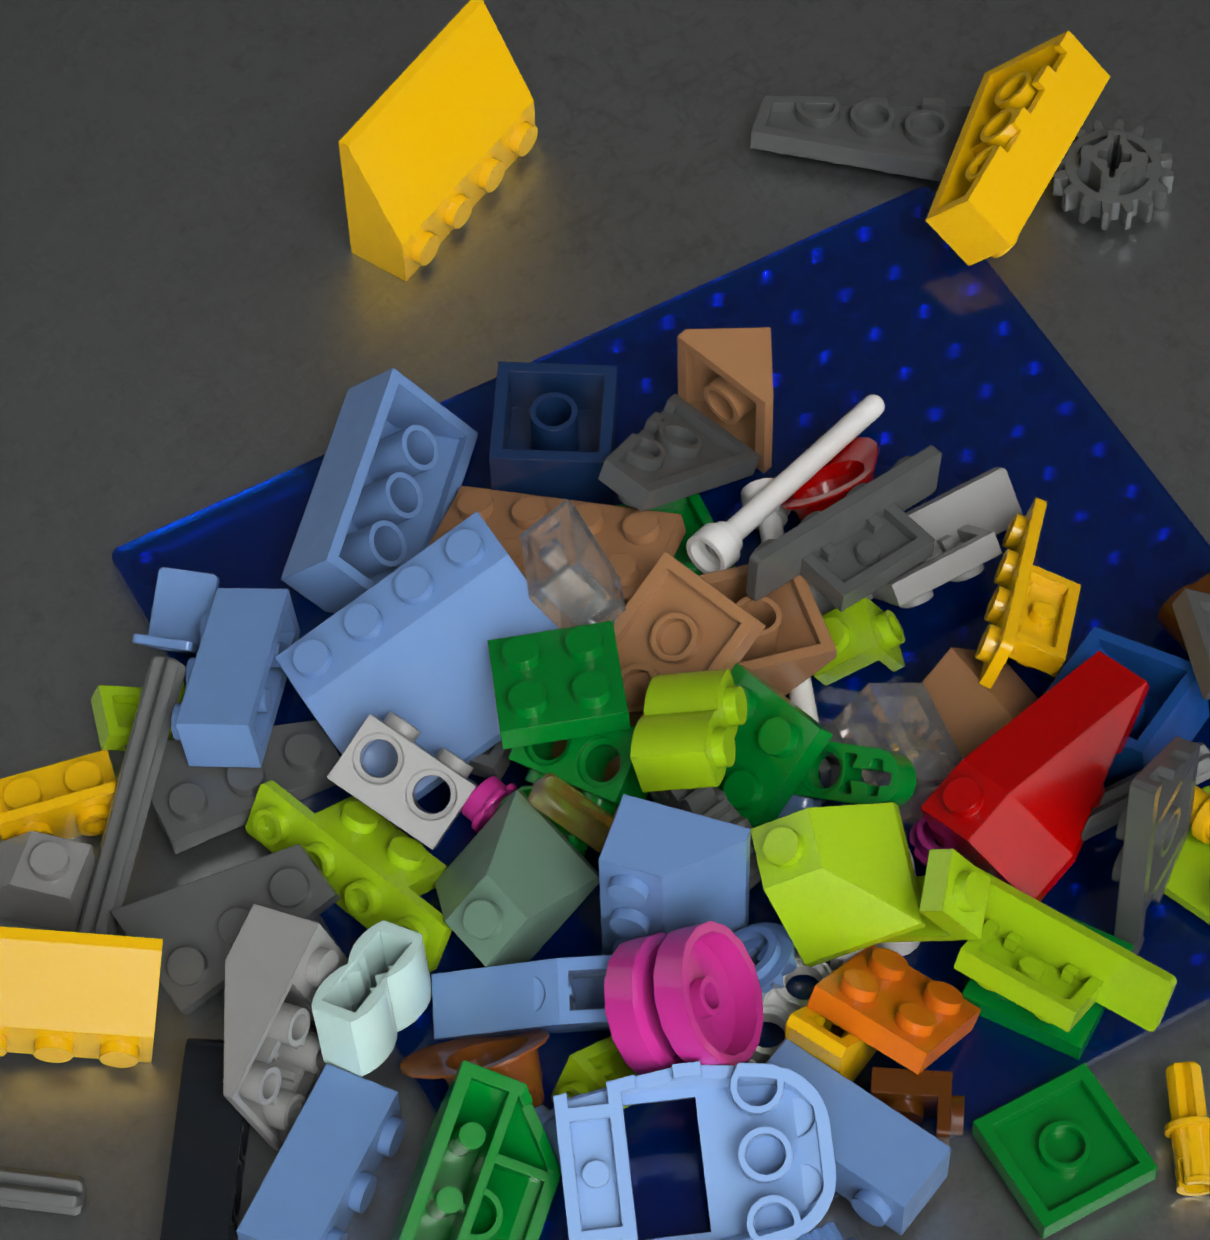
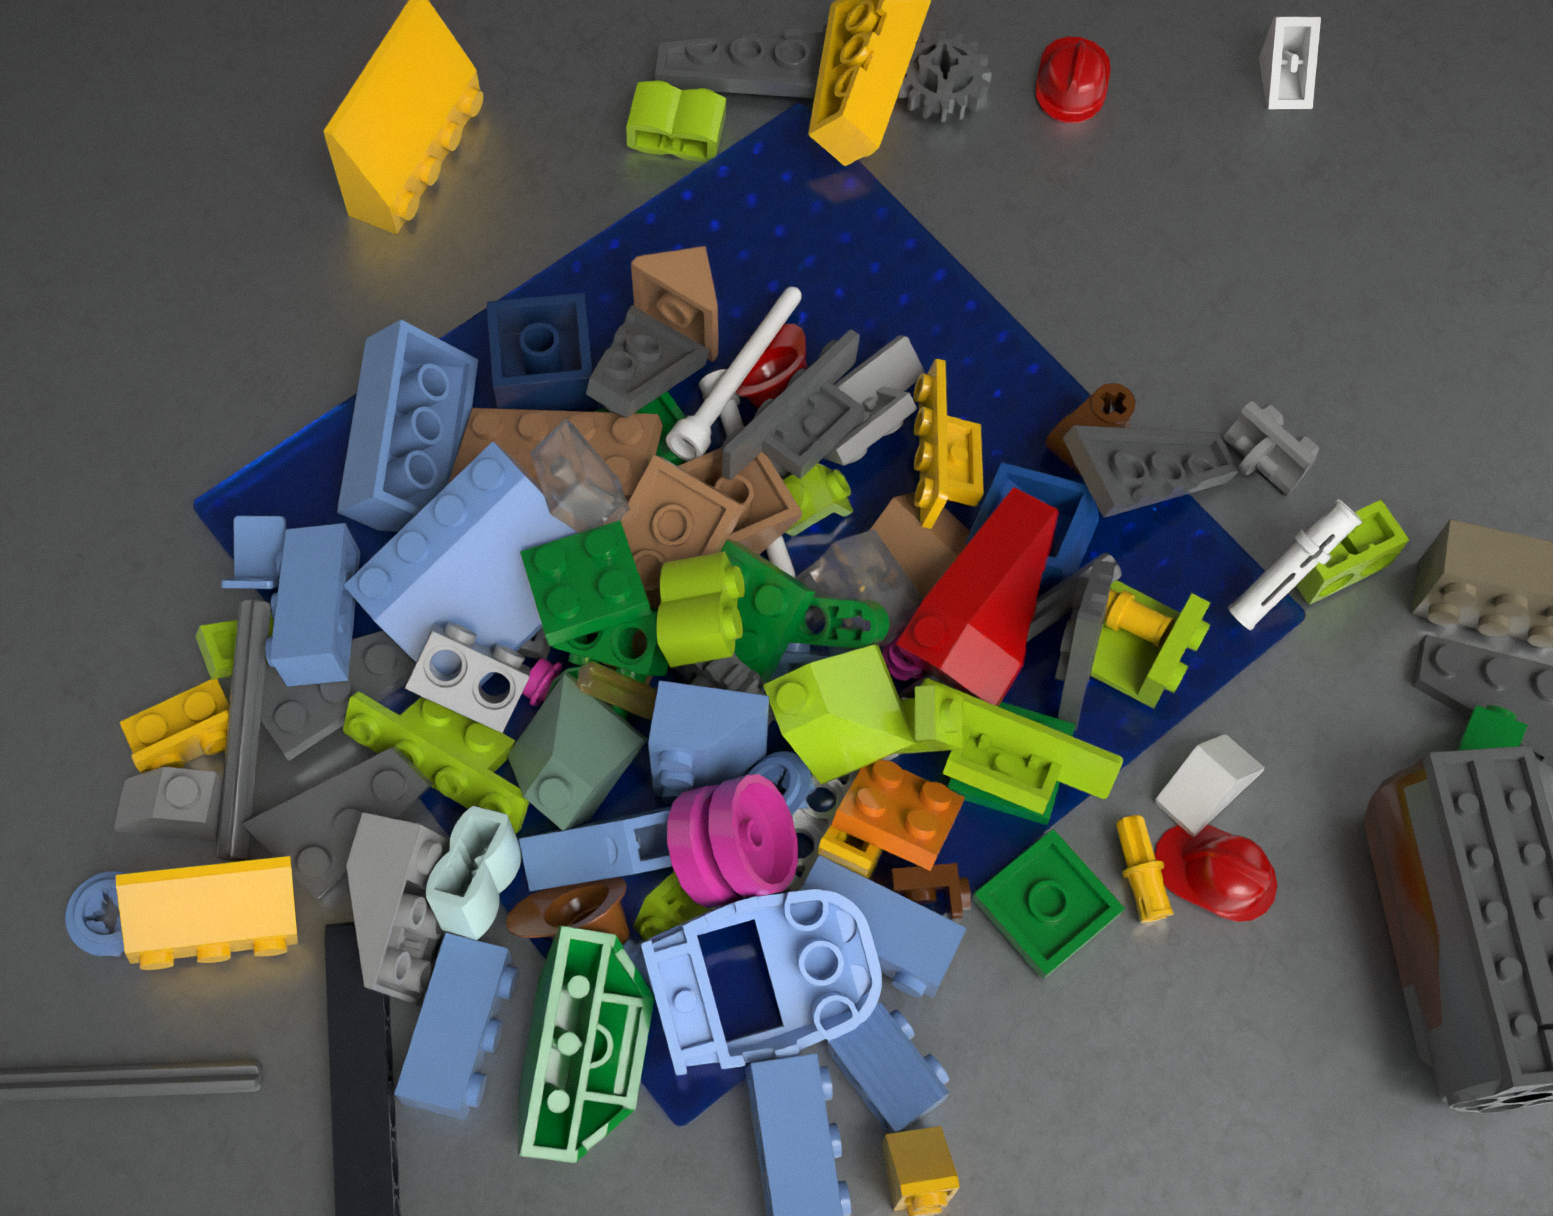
camera: 15 degrees left, 10 degrees up
(768, 189) = (676, 121): none -> lime brick

